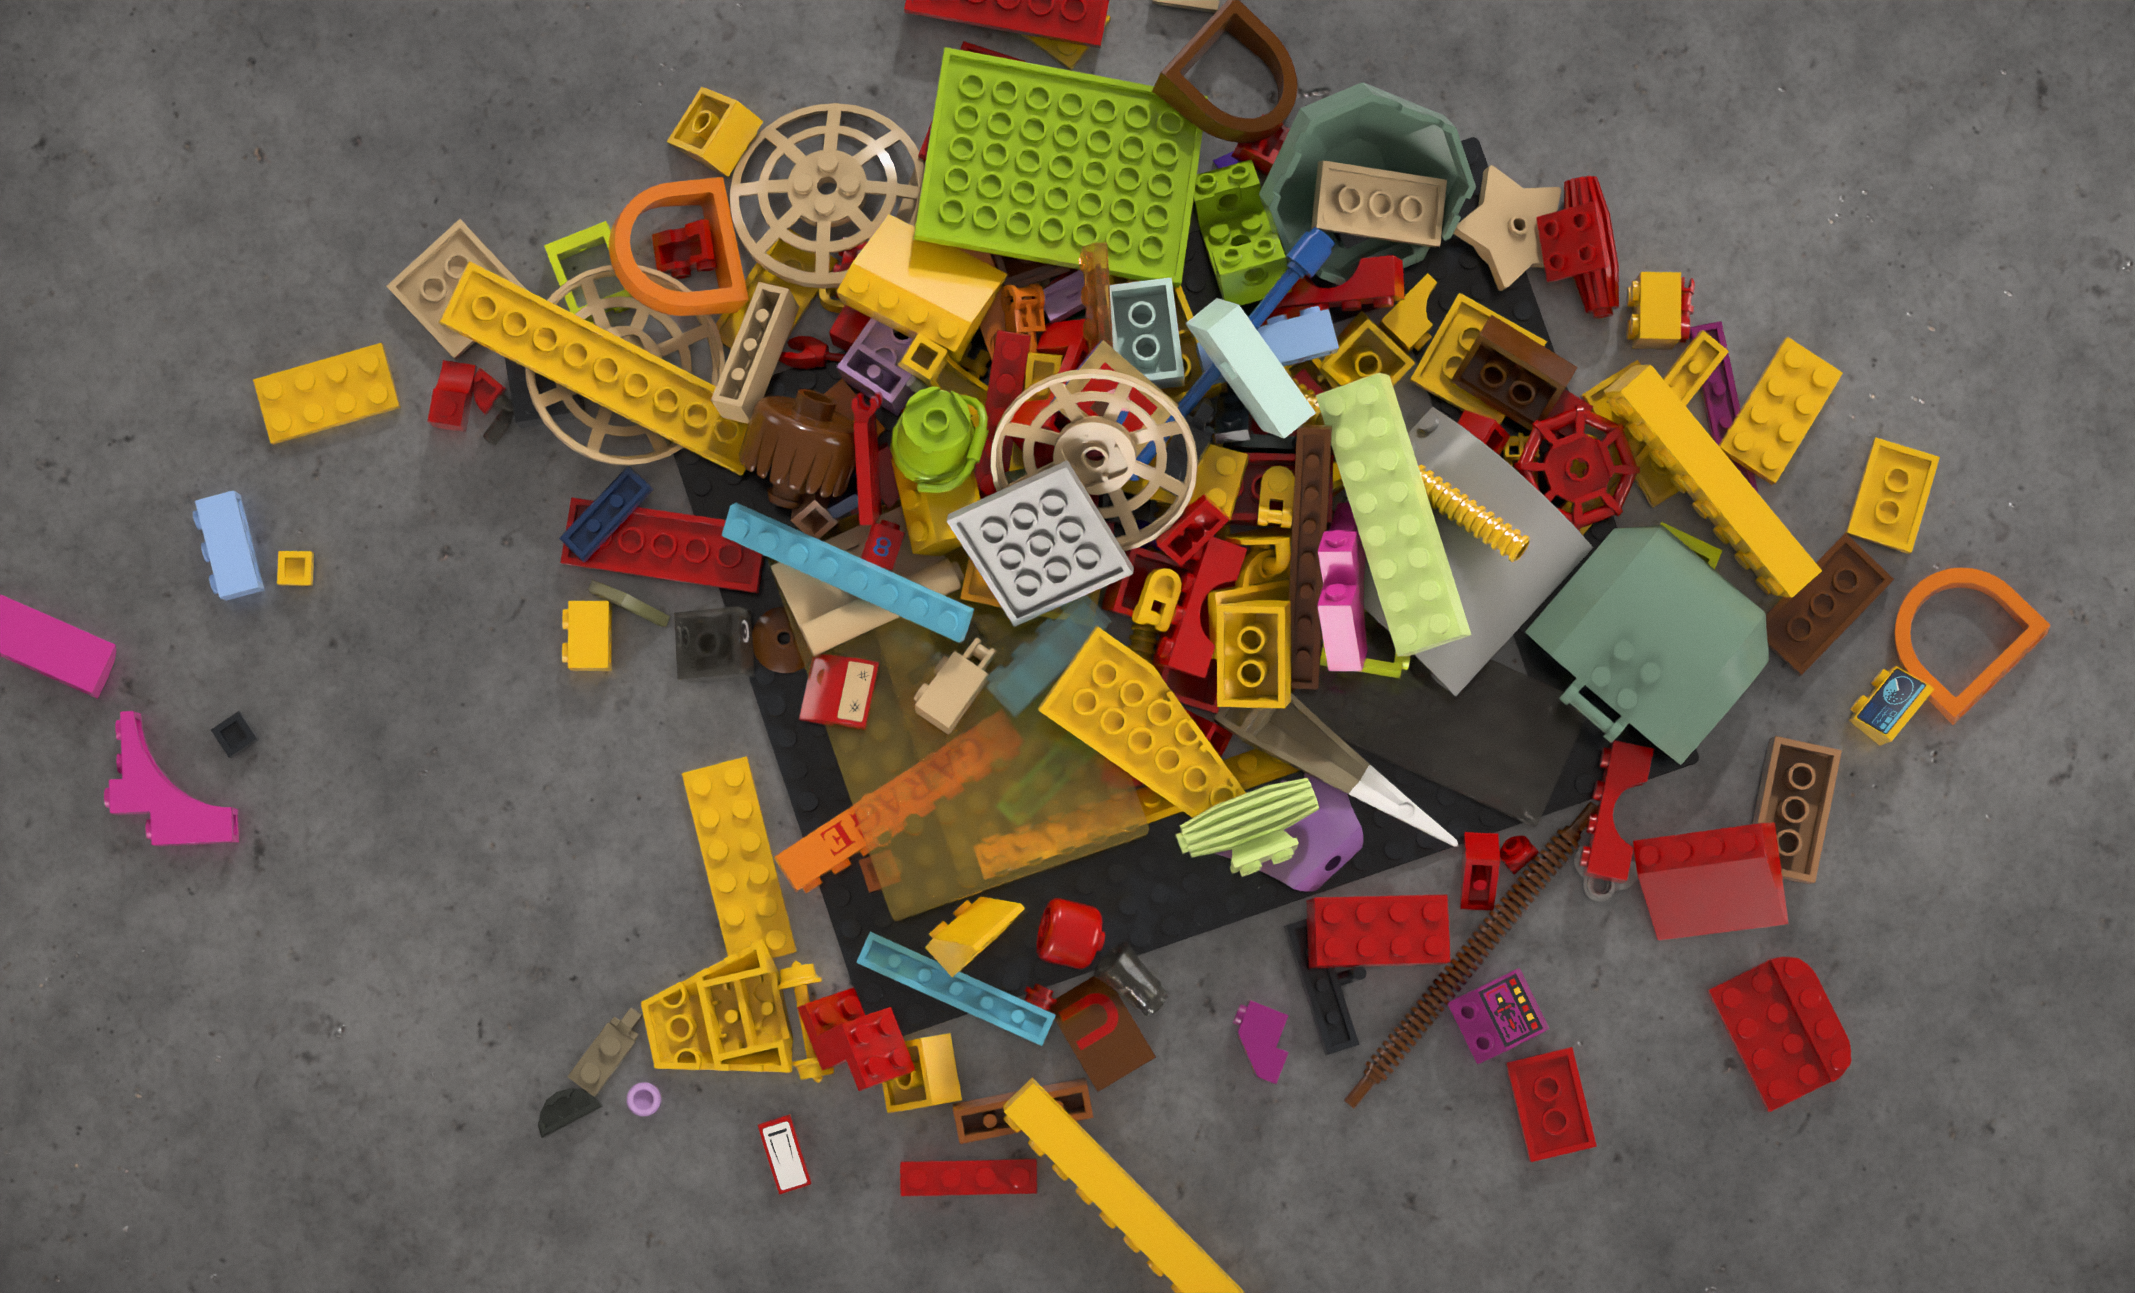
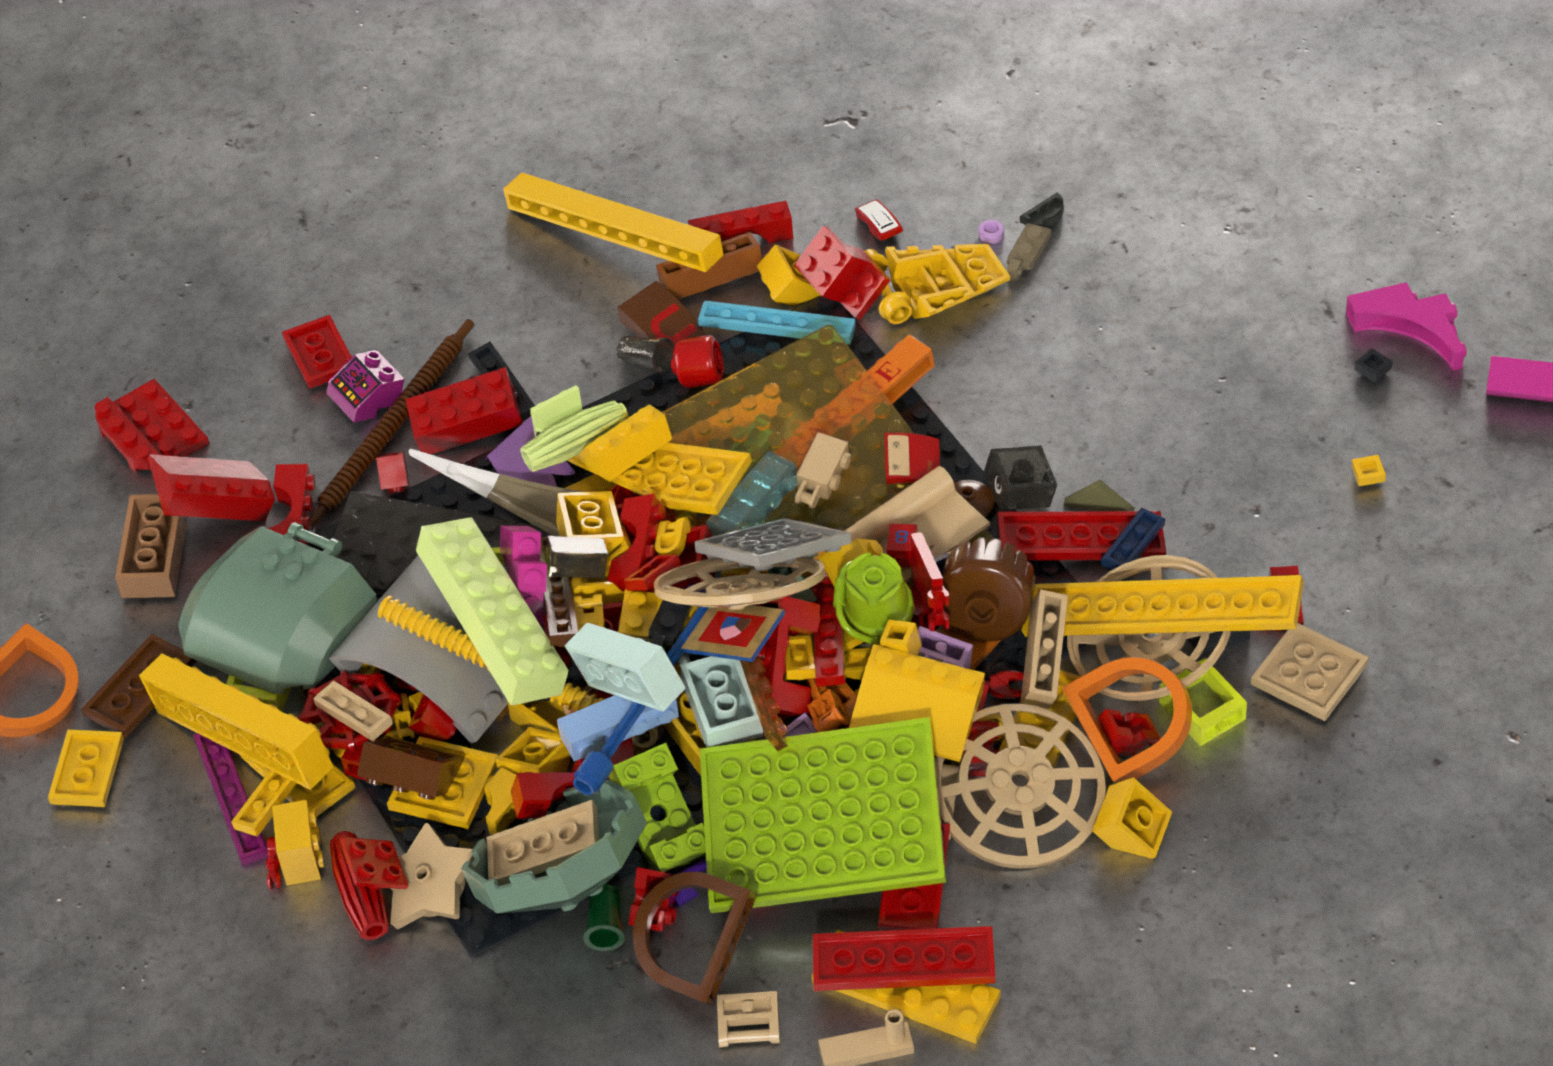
camera: 170 degrees right, 35 degrees down
(228, 546) = (1426, 472): light blue brick -> none
(326, 393) = (1389, 586): yellow plate -> none
(588, 636) = (1122, 471): yellow brick -> none
(738, 857) = (965, 373): yellow plate -> none
(847, 572) = (916, 512): medium azure plate -> none
(971, 931) = (765, 328): yellow slope -> none
(1040, 996) = (715, 330): red plate -> none
(1188, 785) = (627, 443): none -> yellow slope
(1259, 1034) = (540, 335): magenta piece -> none
(1278, 581) = (576, 557): none -> clear smoke brick
(1517, 852) = (366, 484): red plate -> none
(1573, 442) = (353, 711): none -> tan plate
(1779, 410) = (185, 806): yellow plate -> none
(1889, 704) = (77, 621): slope -> none

